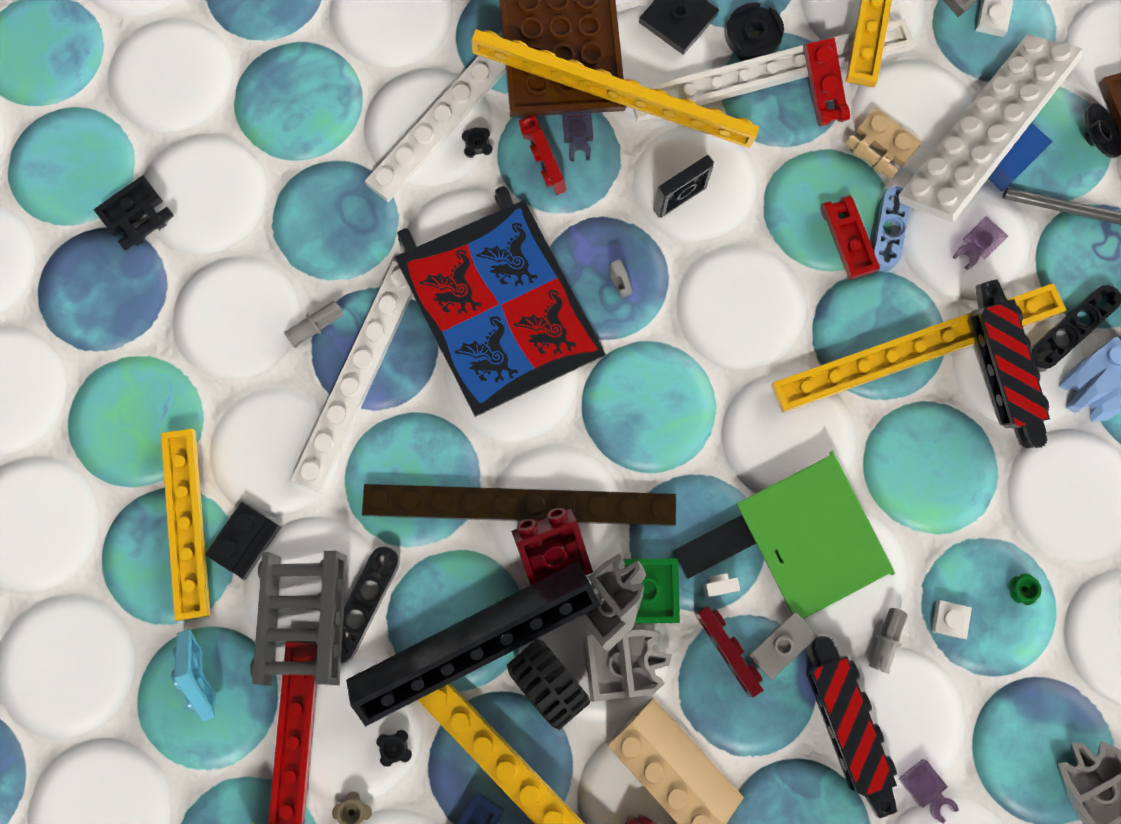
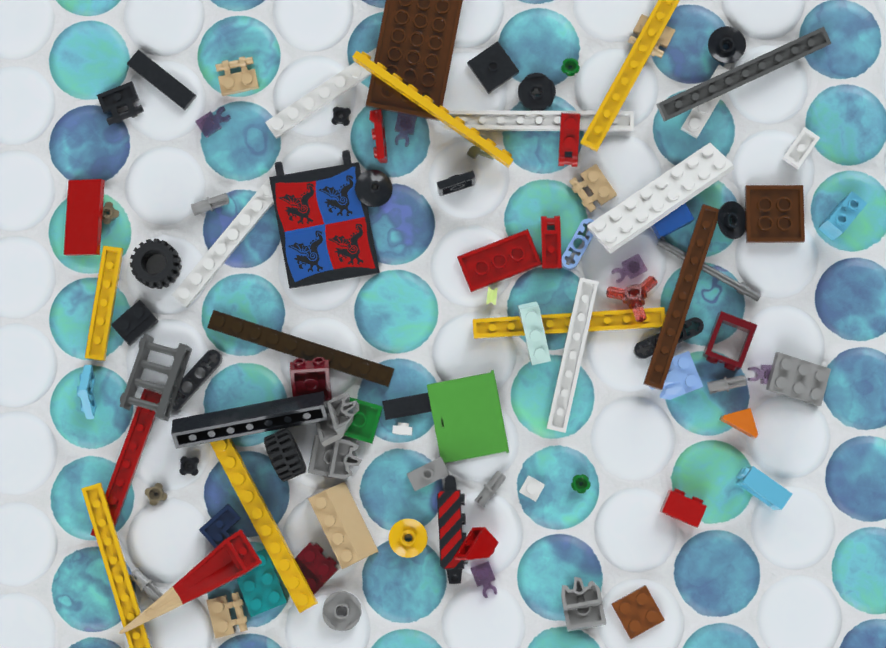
camera: 25 degrees right, 5 degrees up
(119, 399) = (84, 217): none -> red tile
(156, 390) = (112, 215): none -> dark tan plate
(189, 163) = (161, 80): none -> black tile
(231, 424) = (140, 260): none -> black tyre
(282, 206) = (210, 123): none -> clear purple plate
(306, 135) = (237, 82): none -> tan plate
(555, 243) = (373, 197): none -> black dish
(620, 279) = (401, 229): light grey tile -> none
(693, 137) = (474, 151): none -> olive hand
(730, 651) = (396, 467): dark red plate -> none
(780, 286) = (499, 260): none -> red tile
(789, 340) = (491, 296): none -> yellowish green bush
(803, 763) = (398, 542): none -> yellow dish
(870, 355) = (534, 333): none -> light aqua arch
(905, 741) = (477, 545): none -> red slope
(946, 393) = (572, 355): none -> white plate
(1009, 274) = (634, 296): none -> clear red bush
(1009, 365) = (616, 348): black hinge -> none
(1078, 264) = (681, 297): none -> reddish brown plate

